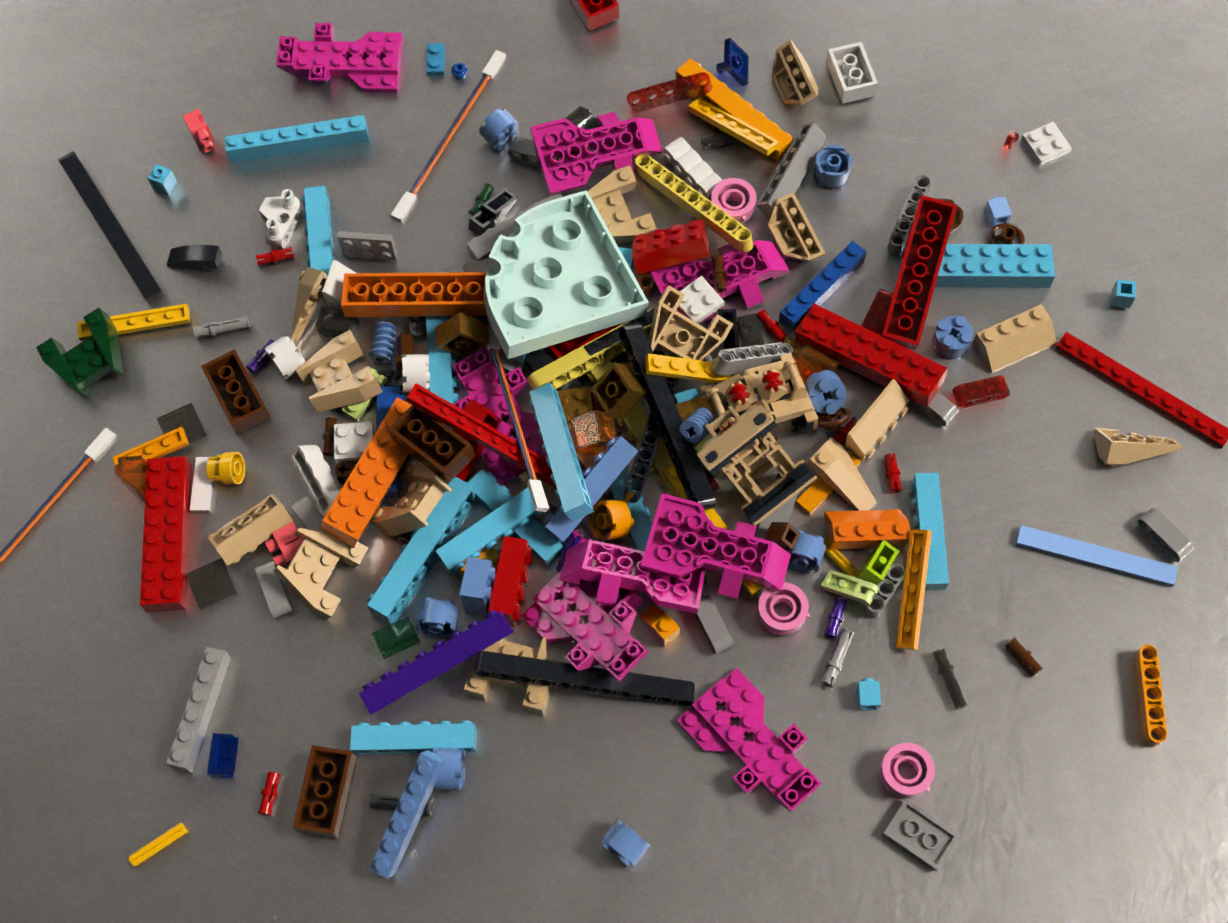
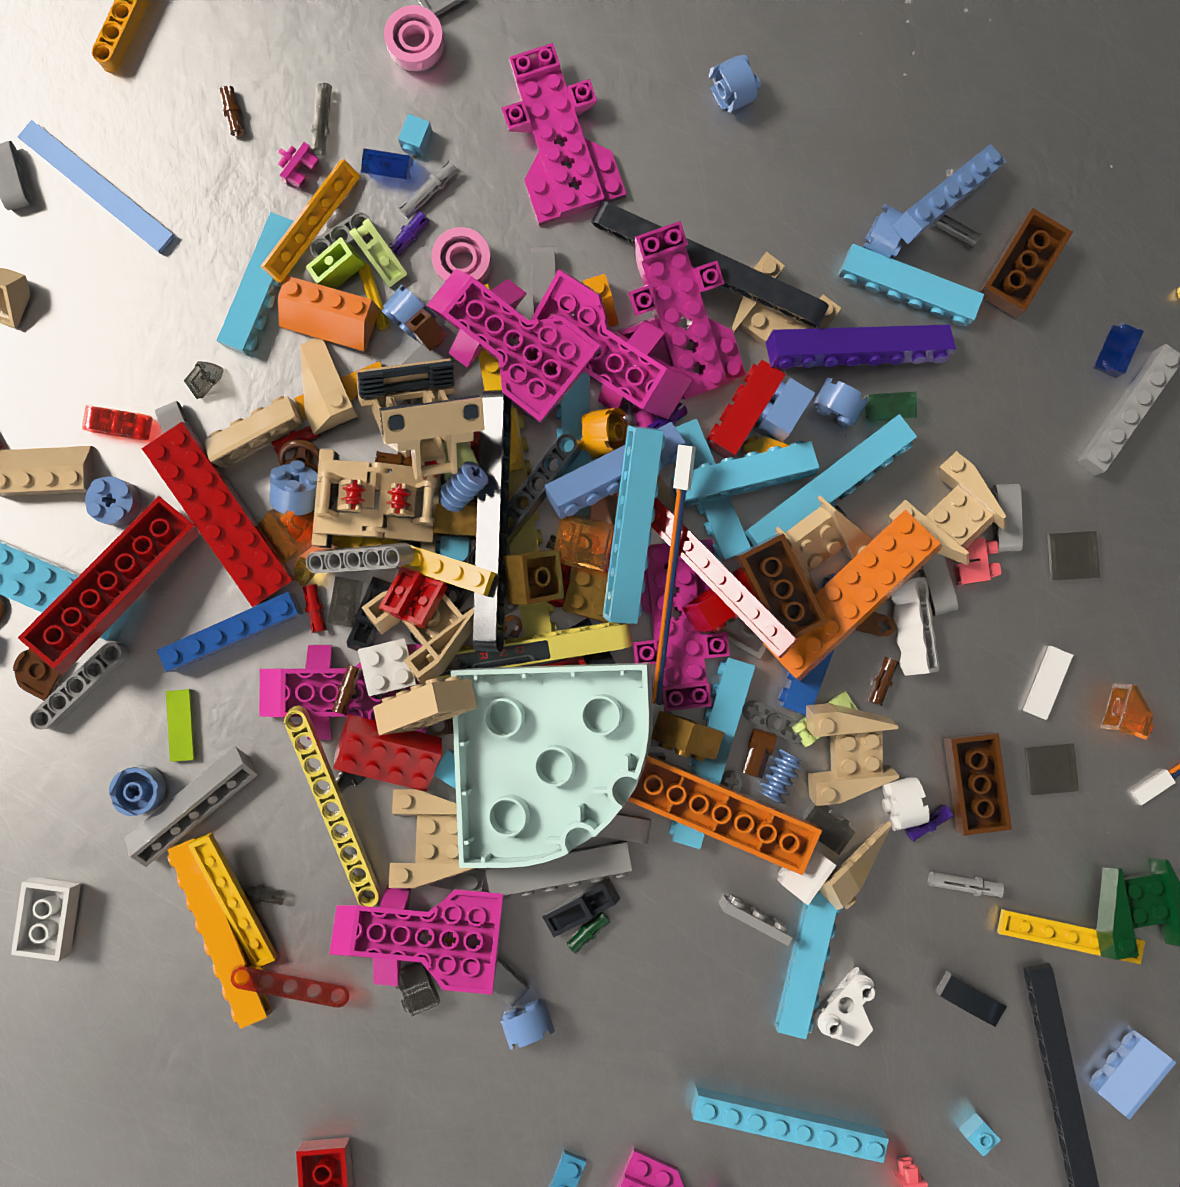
camera: 160 degrees left, 20 degrees up
(65, 250) = (1131, 1073): none -> slope
(158, 446) = (1097, 750): light orange tile -> none
(165, 534) = (1109, 634): red brick -> none
(226, 468) = (1017, 685): yellow piece -> none
(250, 529) = (1012, 601): tan slope -> none
(269, 793) = (1080, 291): red pin -> none
(274, 256) = (871, 959): red pin -> none
(352, 440) = (860, 657): white brick -> none
(409, 197) = (504, 1128): piece -> none
(415, 370) = (760, 711): white brick -> none
(459, 74) = (539, 1140): blue plate -> none
(655, 271) = (424, 705): none -> tan brick
(691, 167) = (309, 863): white brick -> none
(699, 341) = (413, 597): none -> red slope
(735, 62) = (186, 997): clear blue tile -> none
(735, 190) = (263, 795): bright pink piece -> none
(793, 75) = (121, 944): tan wedge -> none
(793, 230) = (229, 715): tan wedge -> none
(827, 219) = (180, 725): none -> lime tile
(877, 312) = (184, 570): clear red beam -> none
(879, 661) = (386, 164): none -> clear blue hinge
(893, 473) = (265, 369): red pin -> none
(934, 448) = (203, 378): none -> clear smoke tile
(949, 624) = (291, 172): none -> dark pink hips

